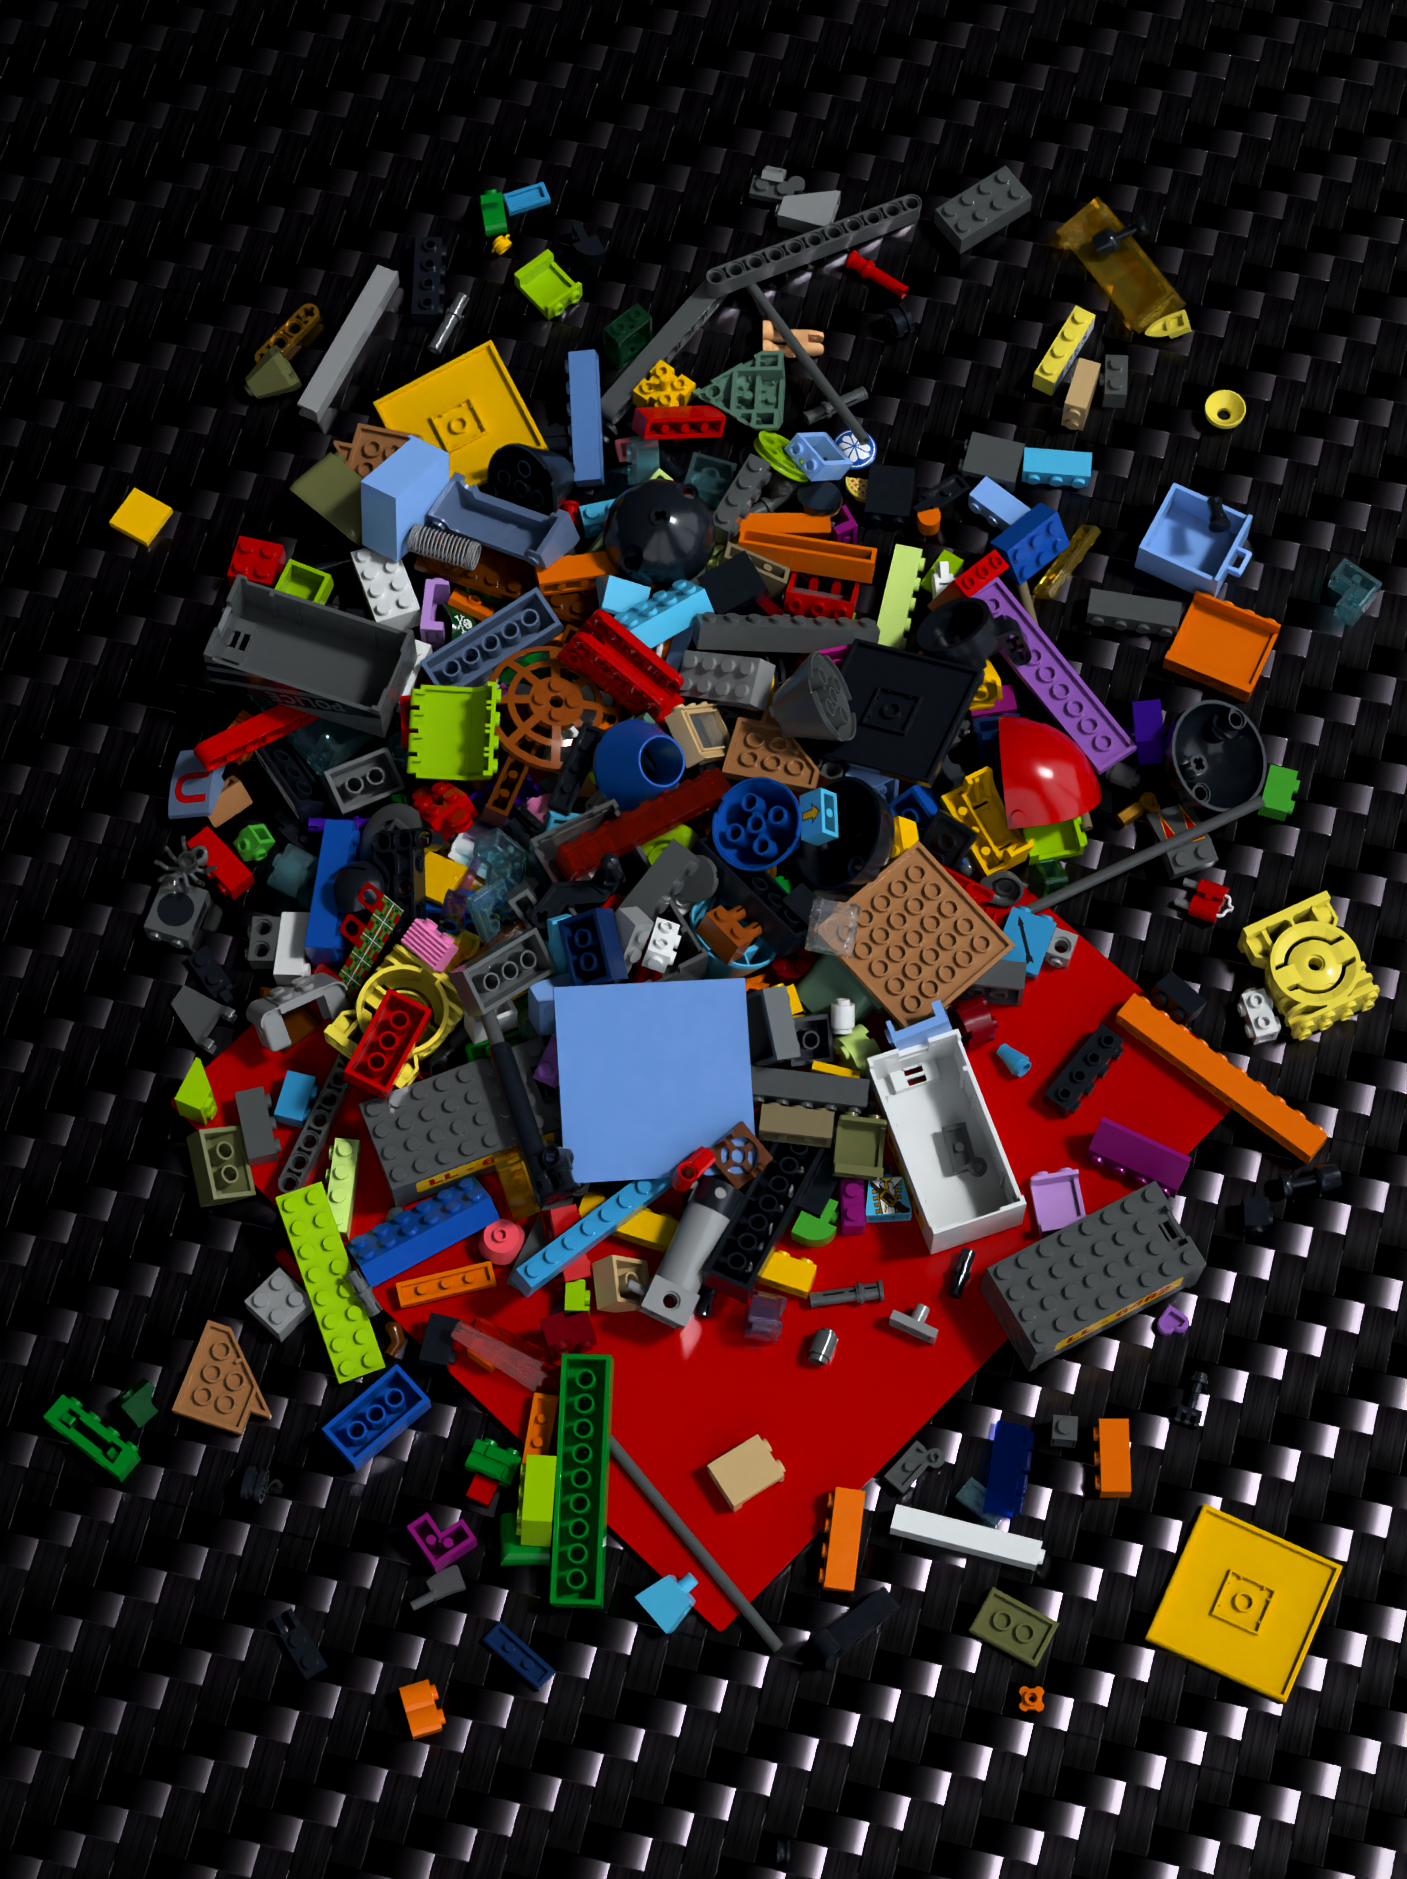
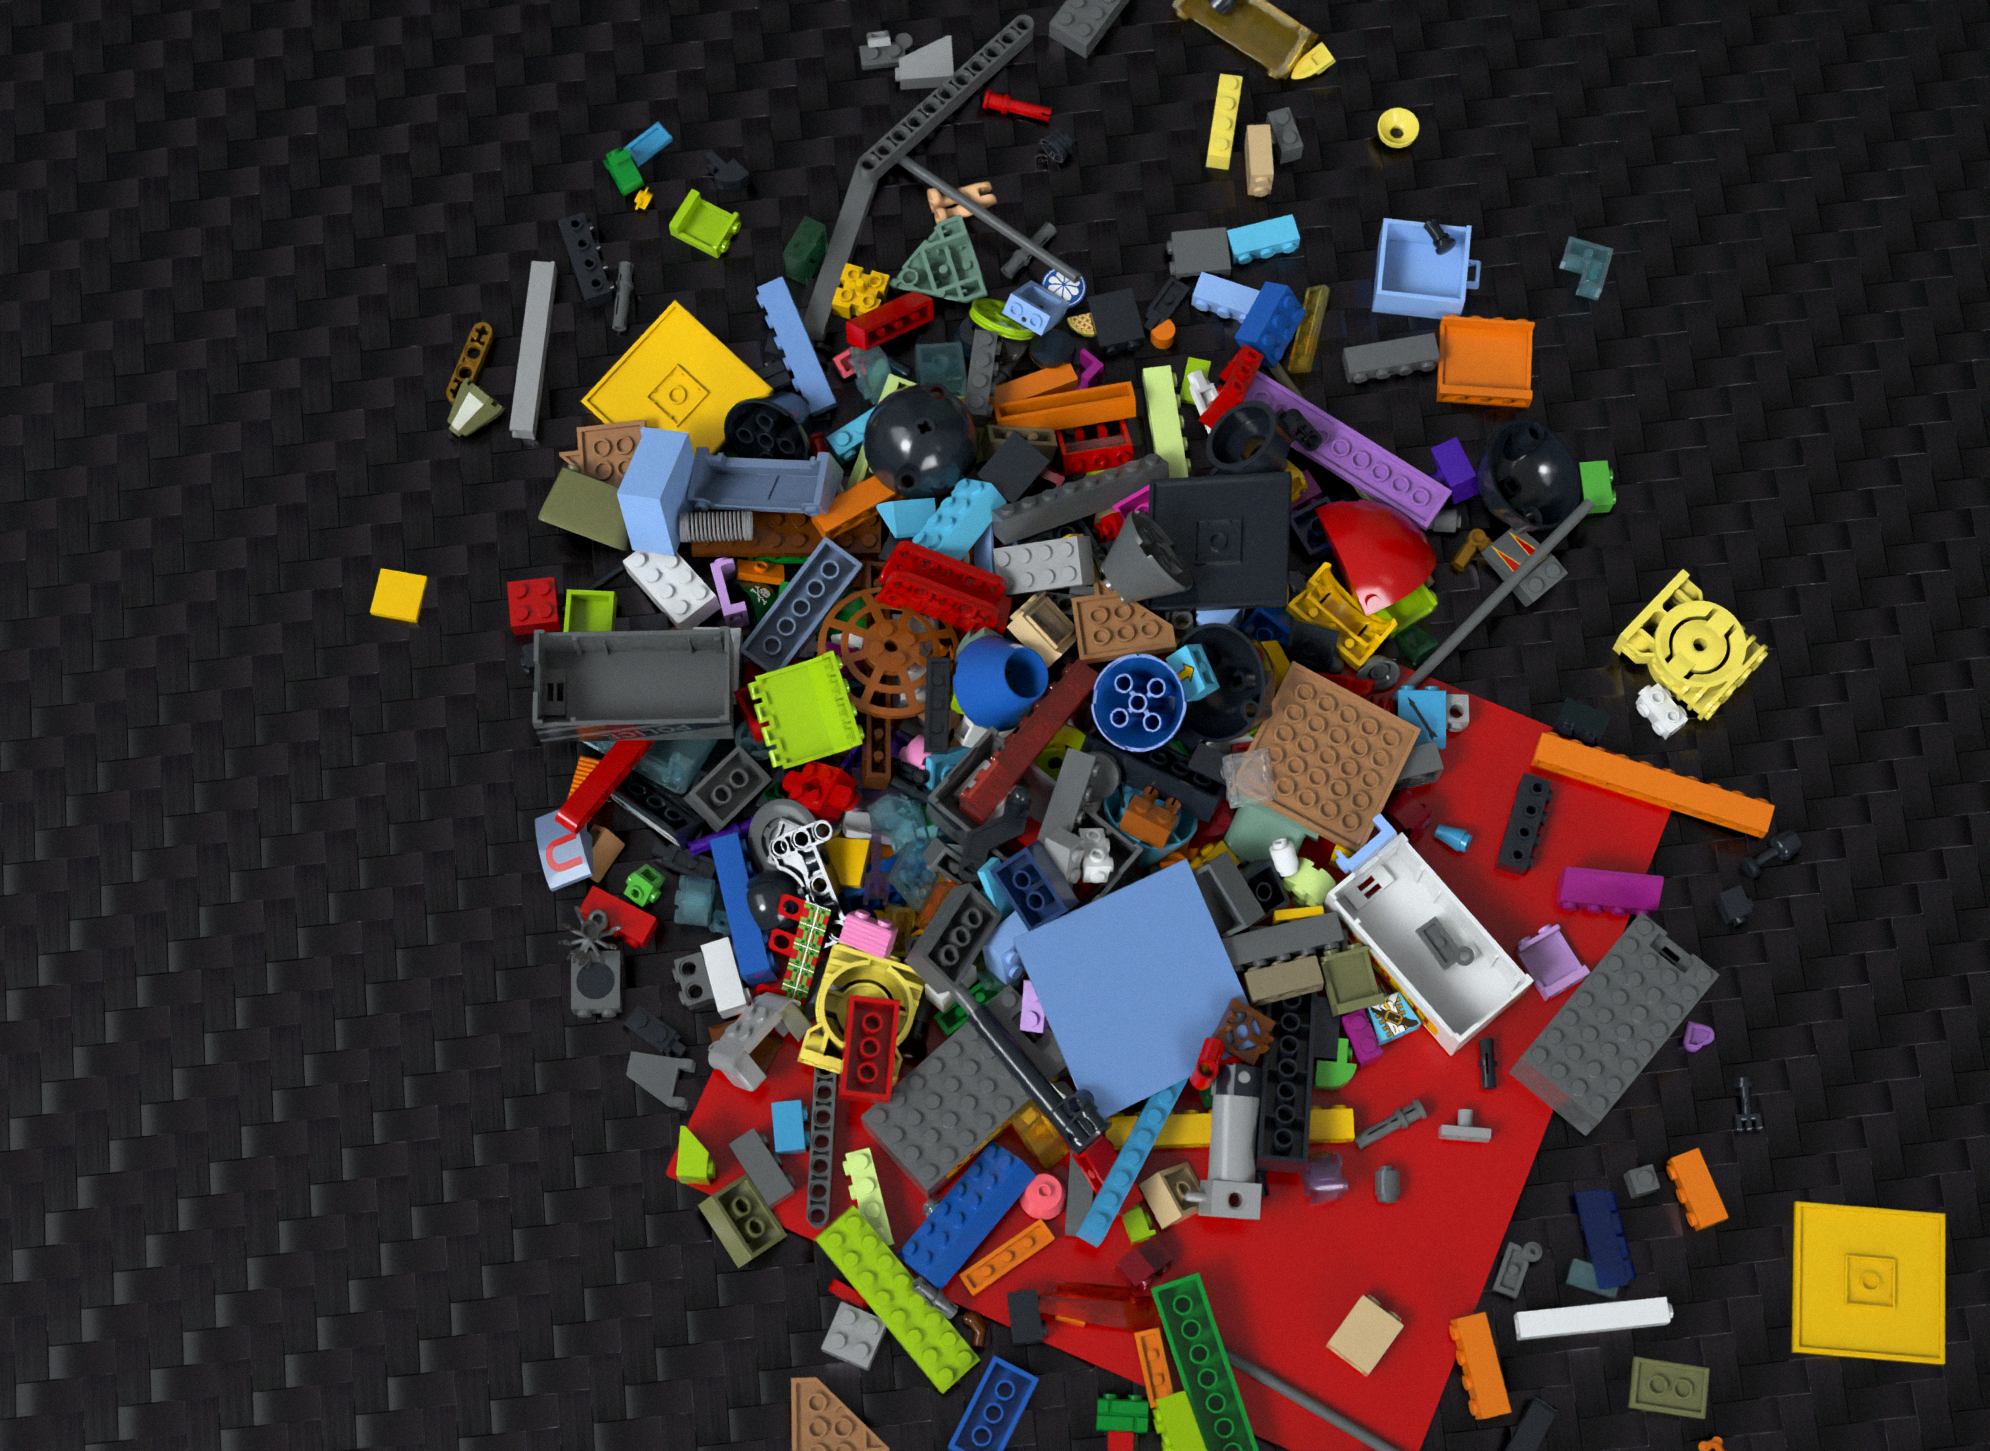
camera: 20 degrees left, 5 degrees up
(1208, 900) = (1570, 615): red piece -> none

